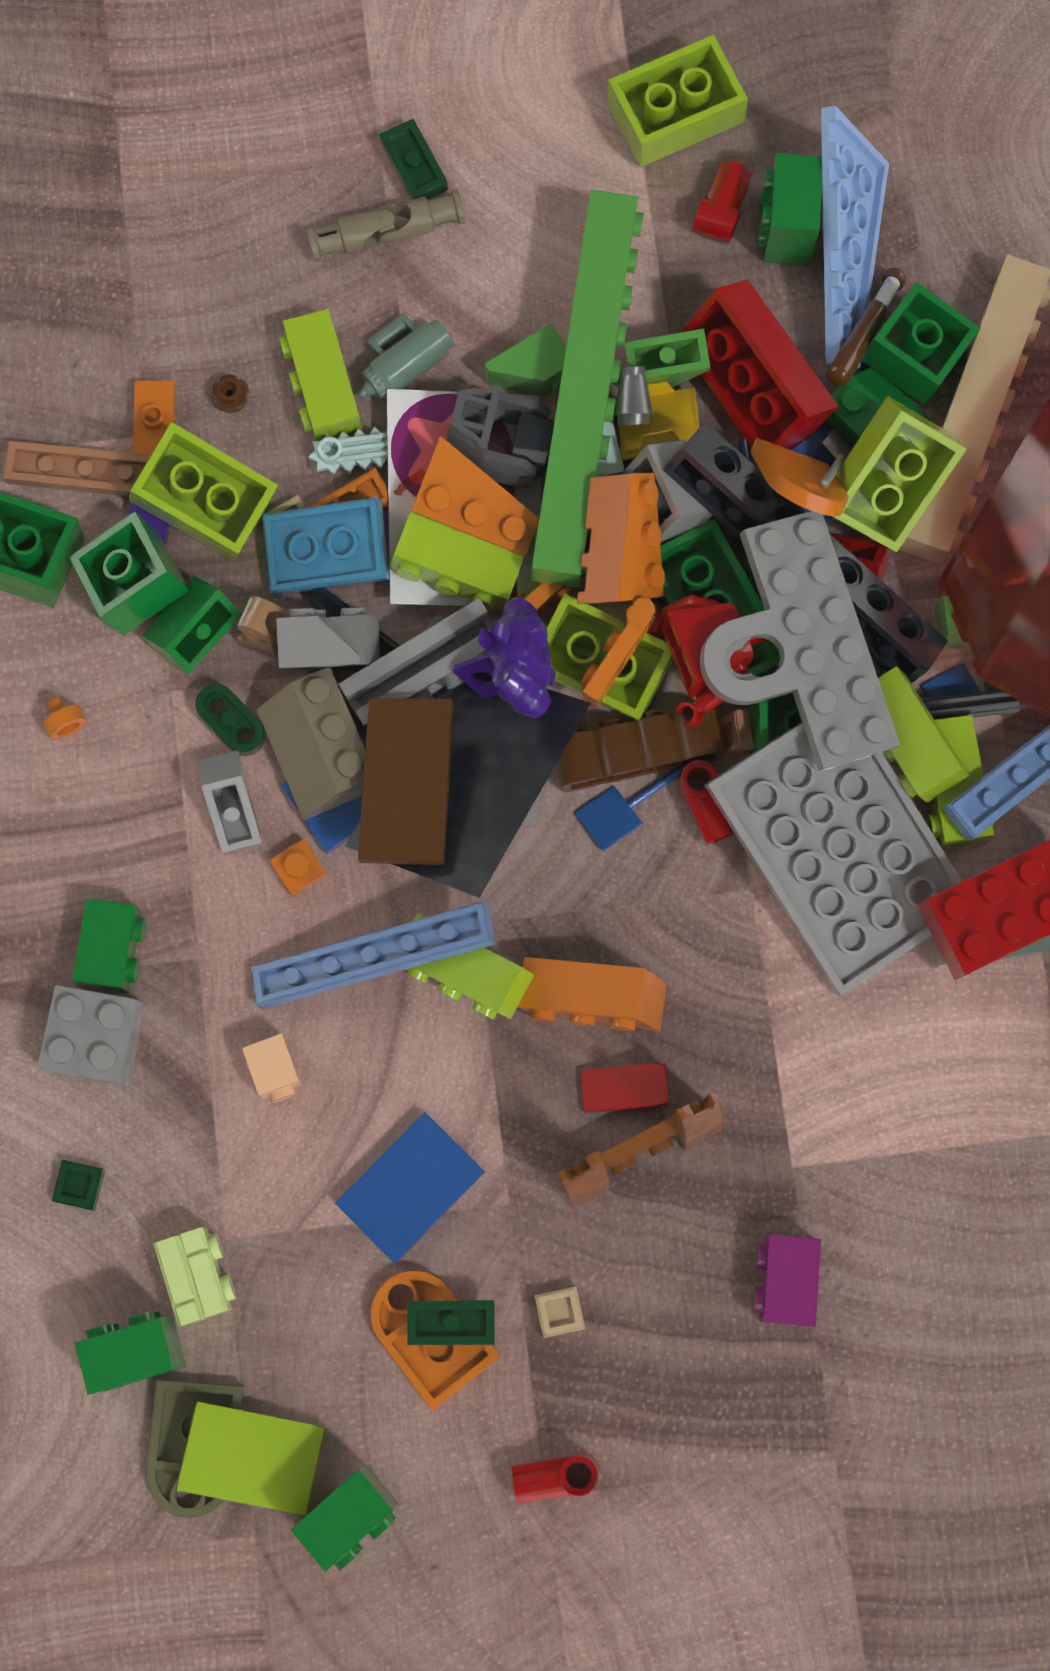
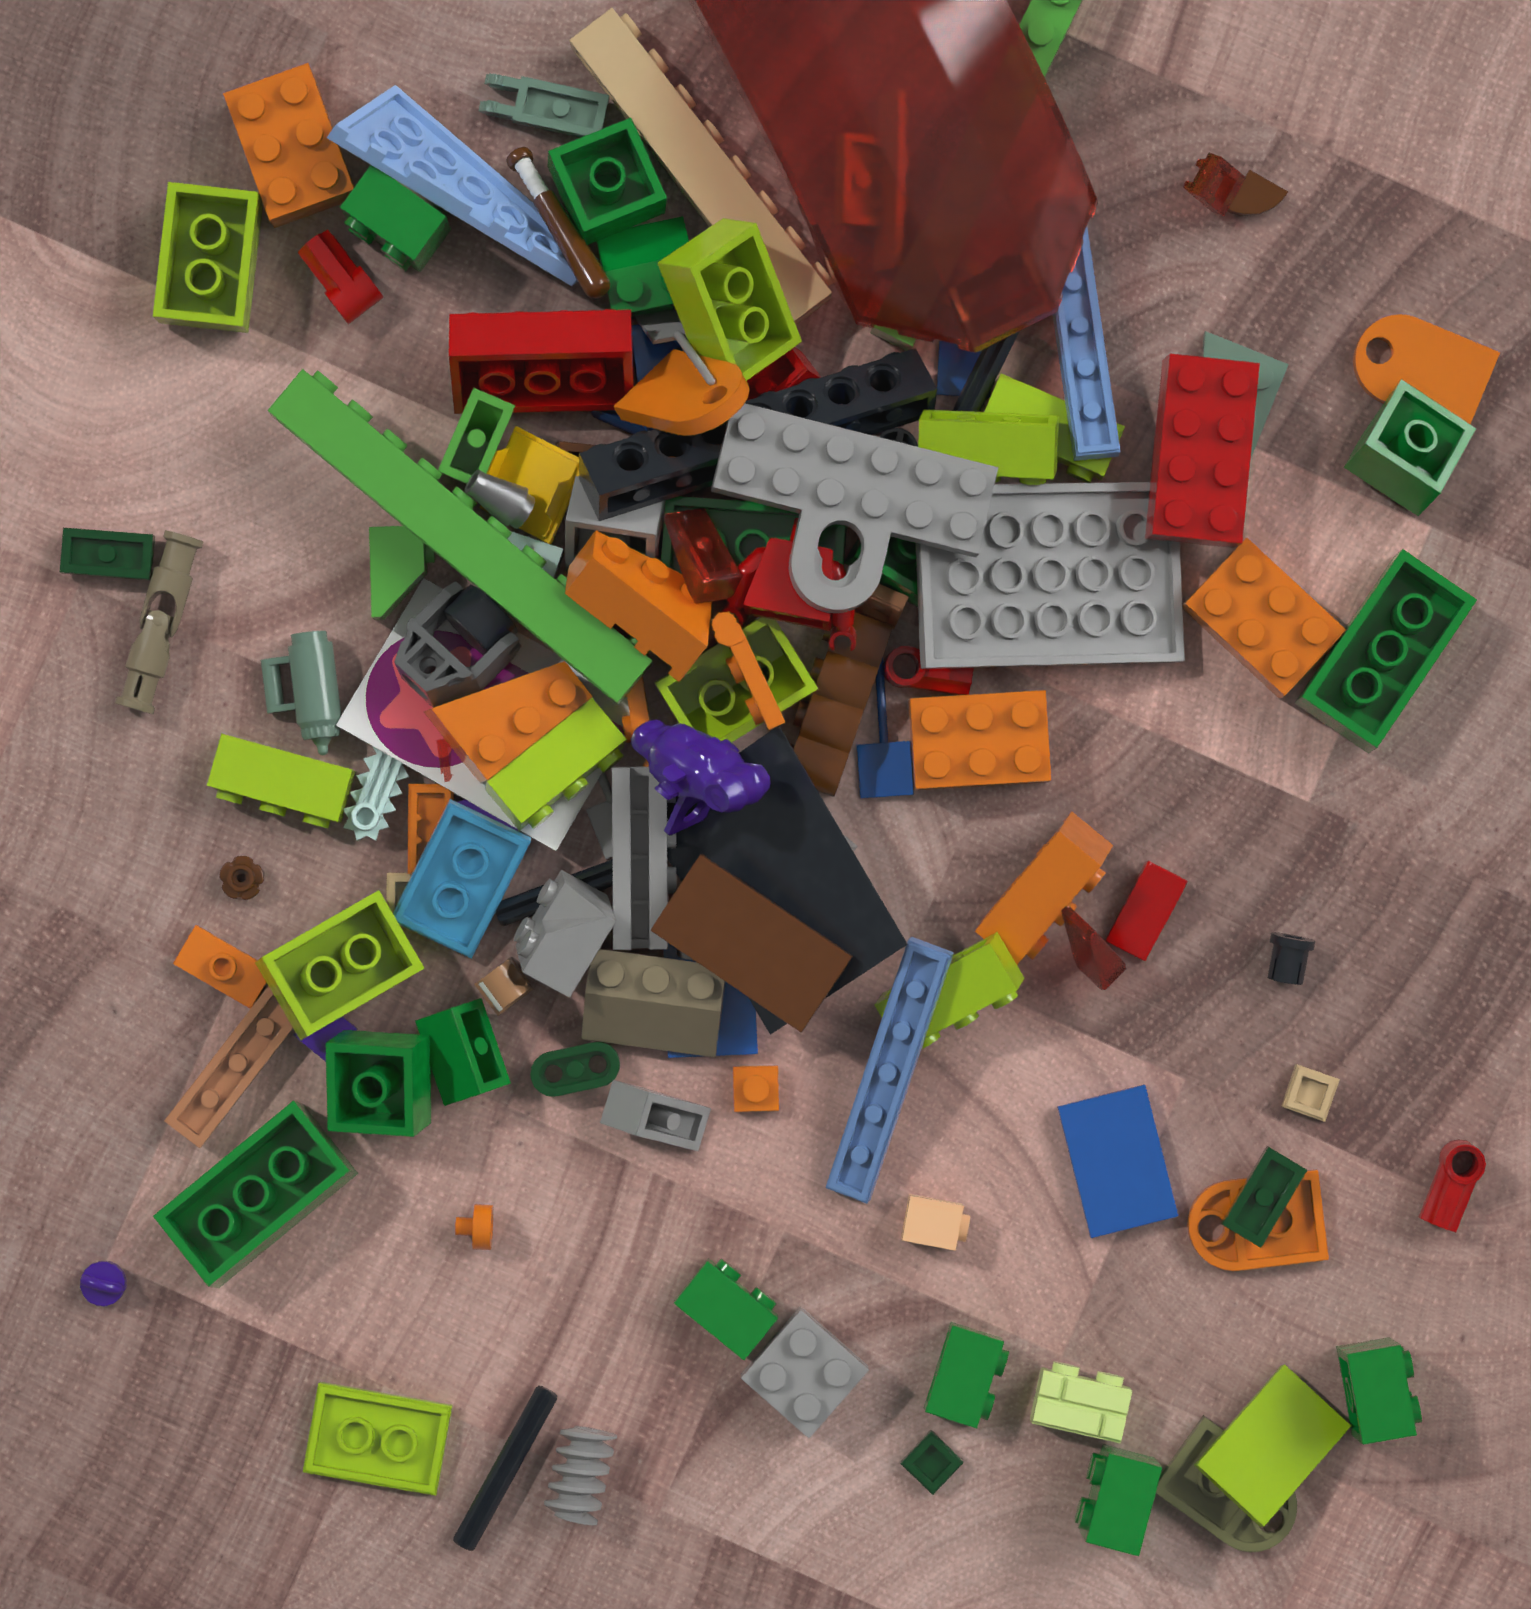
camera: 65 degrees left, 10 degrees up
(163, 1168) = (965, 1375): none -> green brick
(564, 1061) = (1091, 952): none -> clear red slope
(658, 1226) = (1289, 957): none -> black bush
(677, 872) = (979, 740): none -> orange brick
(684, 565) = (702, 556): none -> clear red slope
(690, 1123) = (1216, 872): dark orange wedge -> none
(788, 106) = (287, 145): none -> orange brick
(788, 1280) = (1408, 870): magenta brick -> none
(915, 1037) = (1263, 618): none -> orange brick
(947, 271) = (548, 105): none -> sand green hinge
(953, 1151) = (1386, 651): none -> green brick

